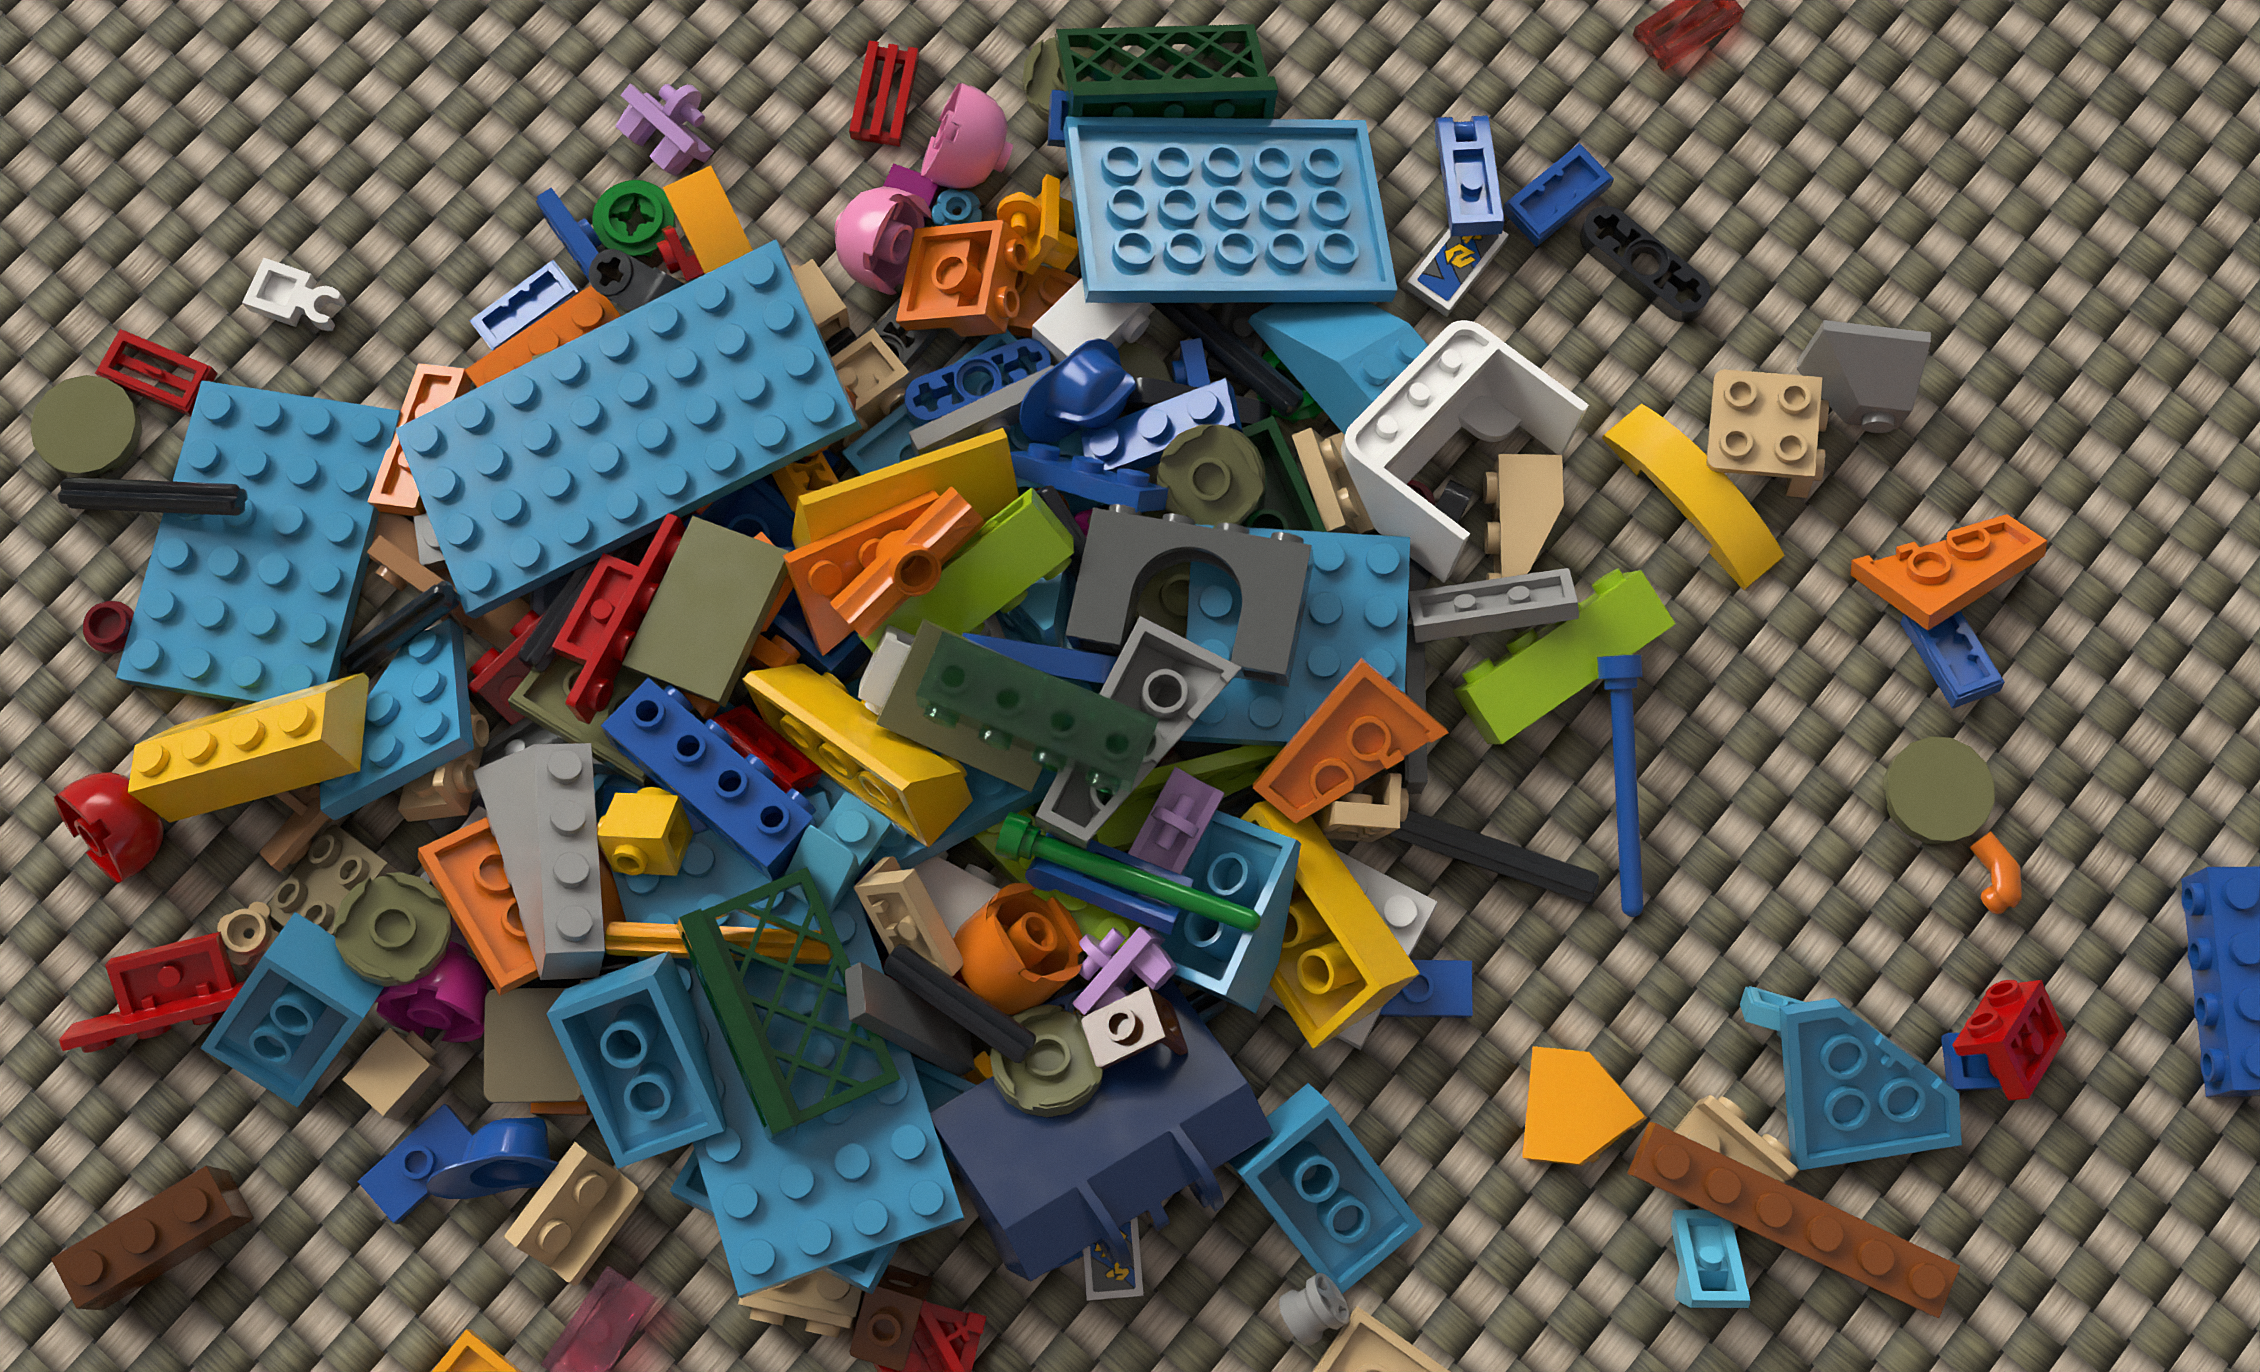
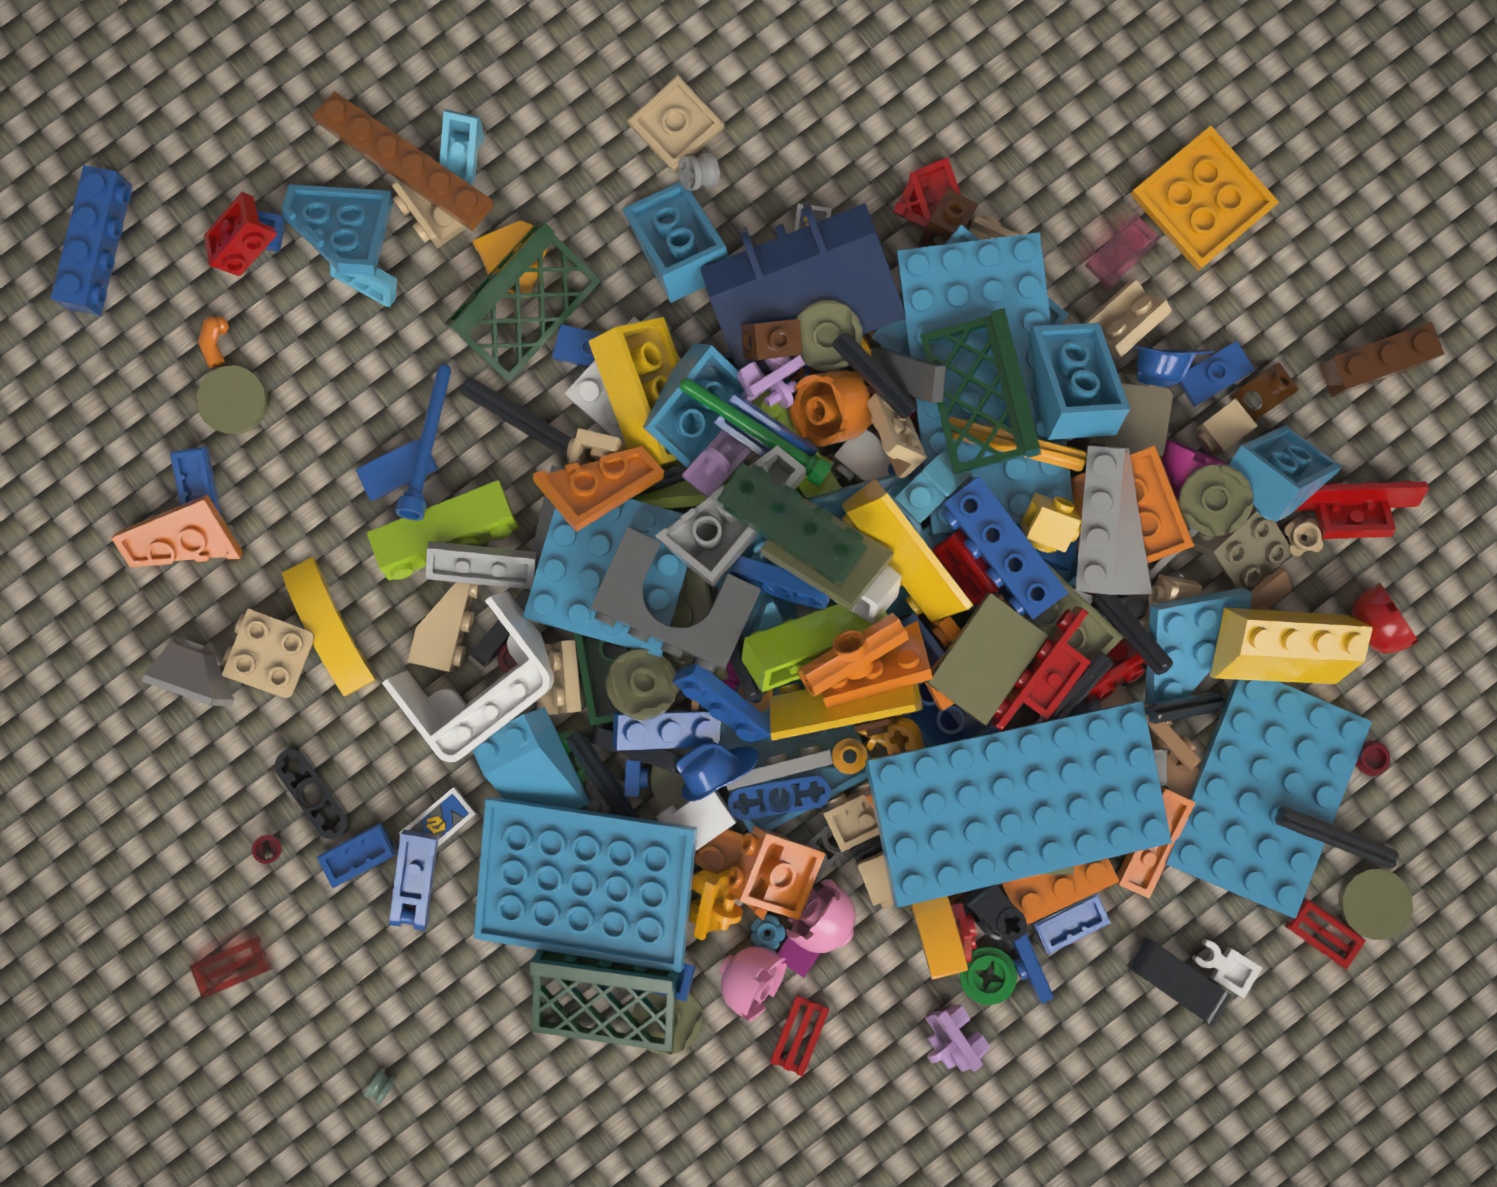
camera: 165 degrees left, 10 degrees up
(327, 1154) = (1273, 387): none -> reddish brown bracket
(360, 263) = (1179, 981): none -> black beam
(484, 699) = (1134, 633): none -> black axle
(883, 443) = (841, 747): none -> light orange plate
(1585, 1042) = (502, 279): none -> dark green fence
(1667, 731) = (391, 471): none -> blue slope
(1695, 170) = (258, 850): none -> dark red hinge

